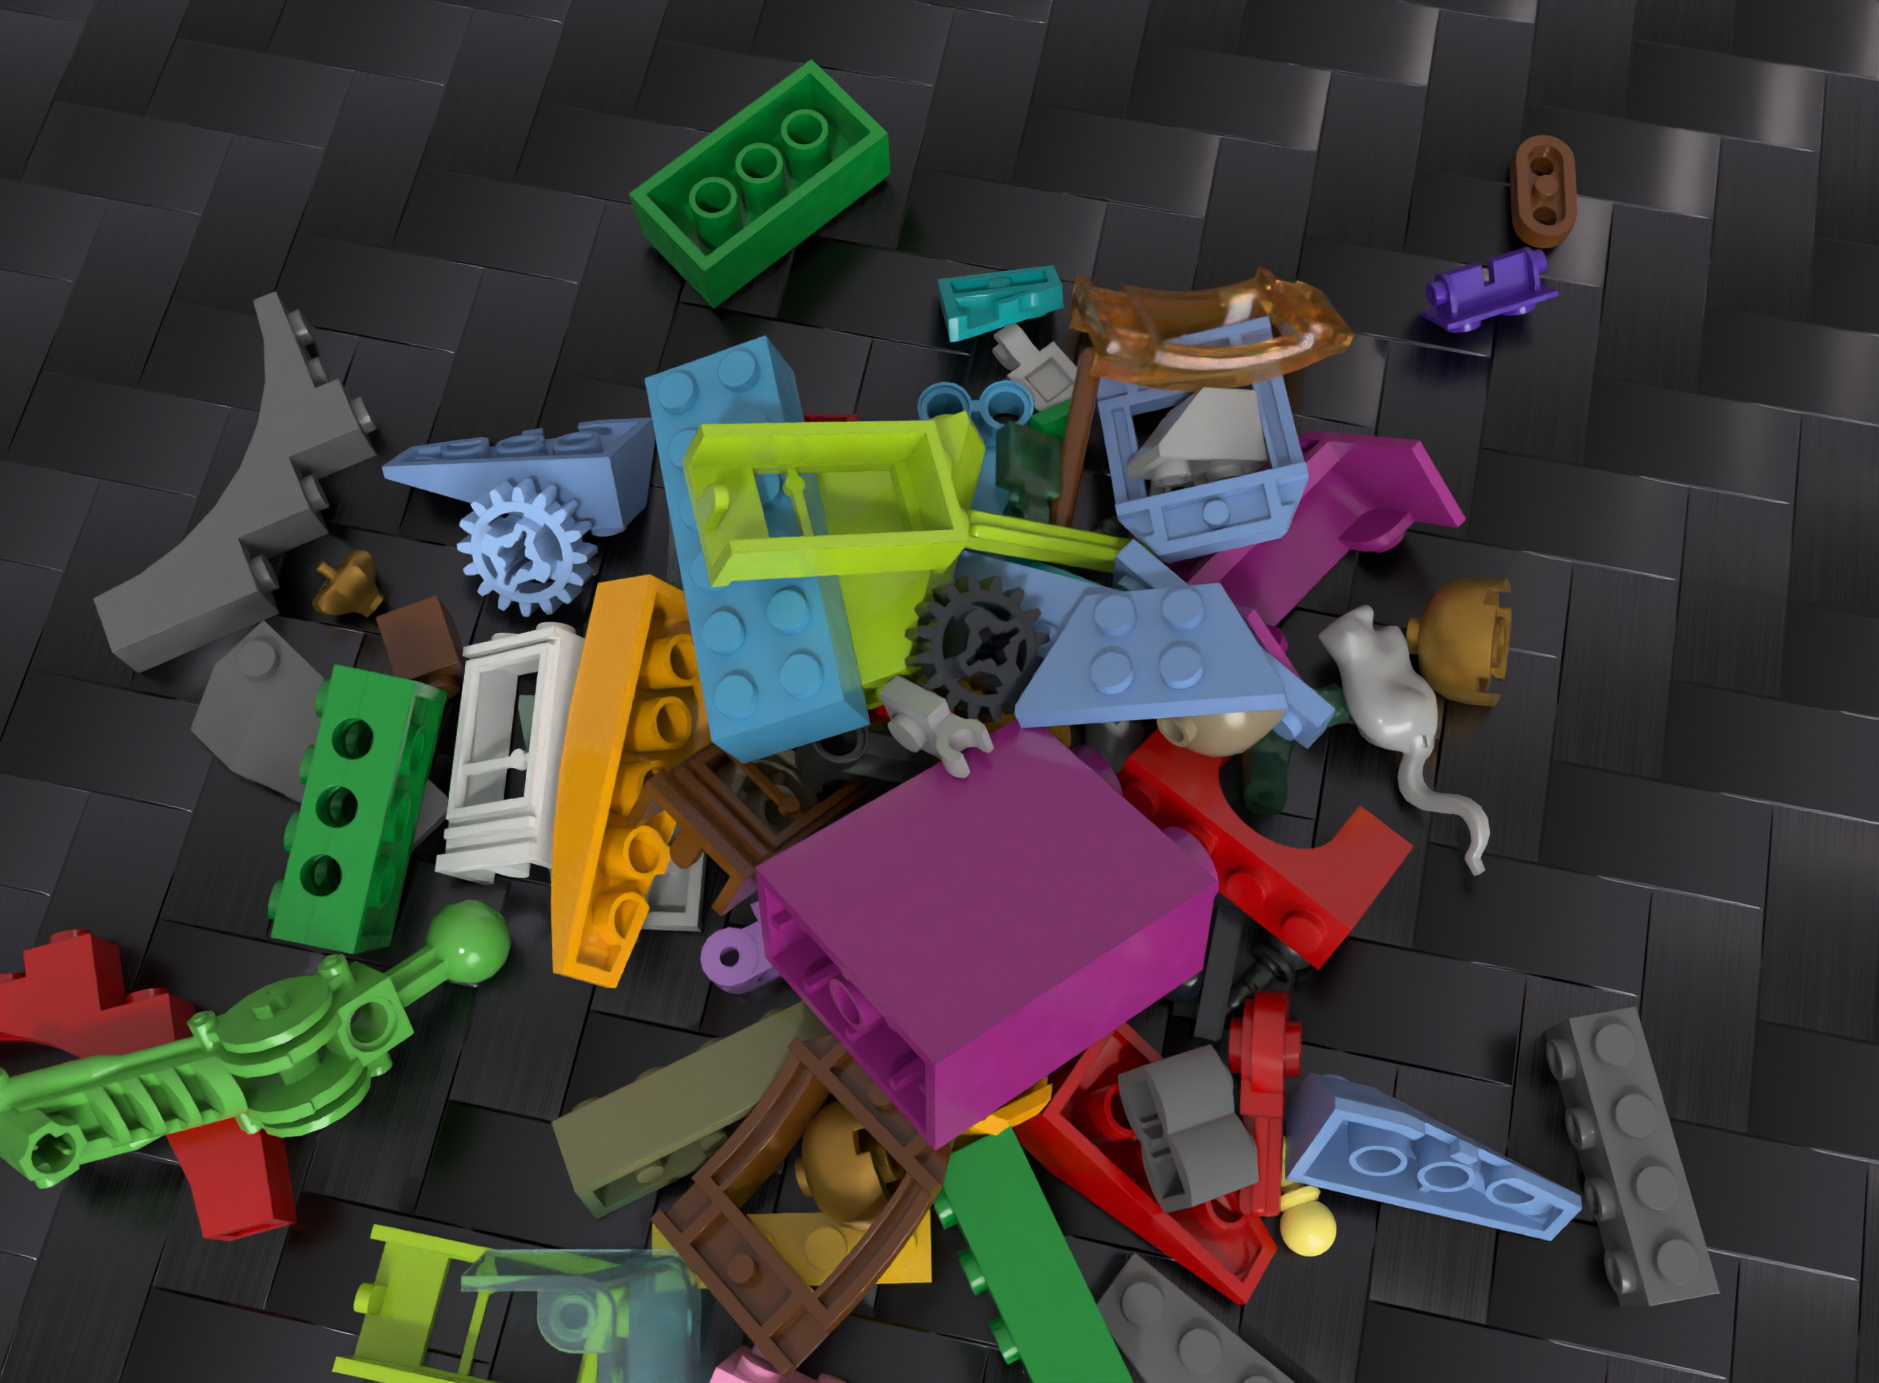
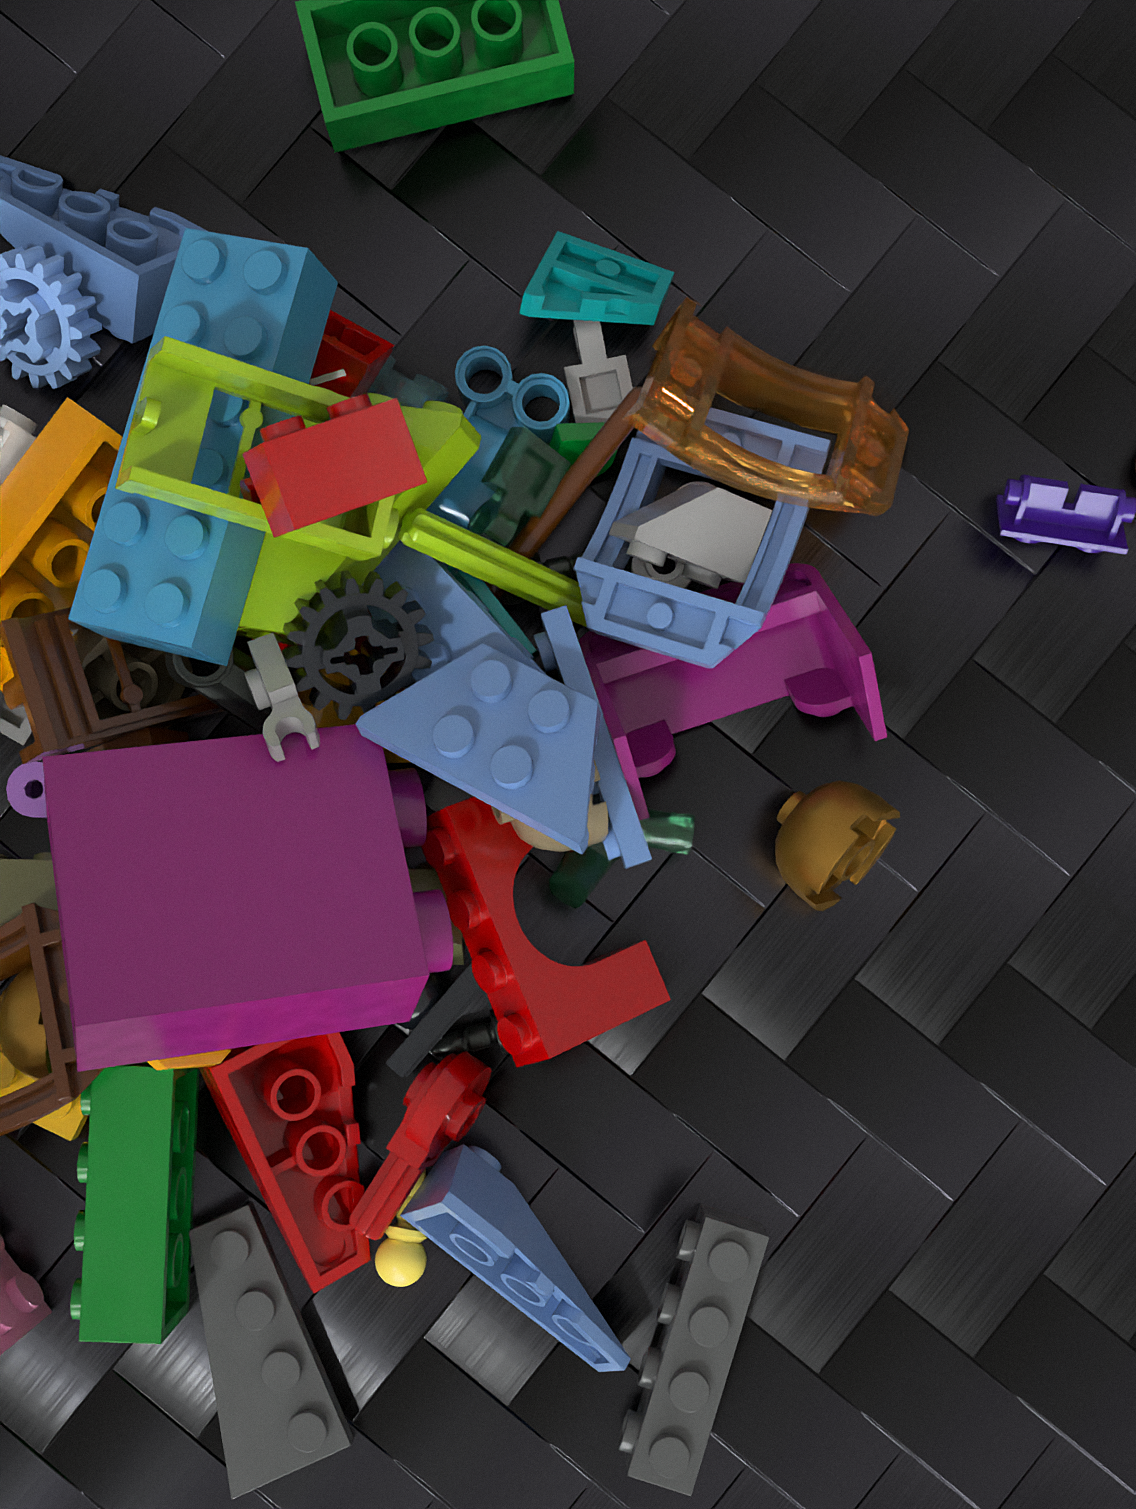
camera: 25 degrees right, 15 degrees up
(895, 470) = (331, 466): none -> red brick
(1188, 1128) = (333, 1139): dark grey brick -> none
(1397, 713) = (729, 869): light grey animal -> none

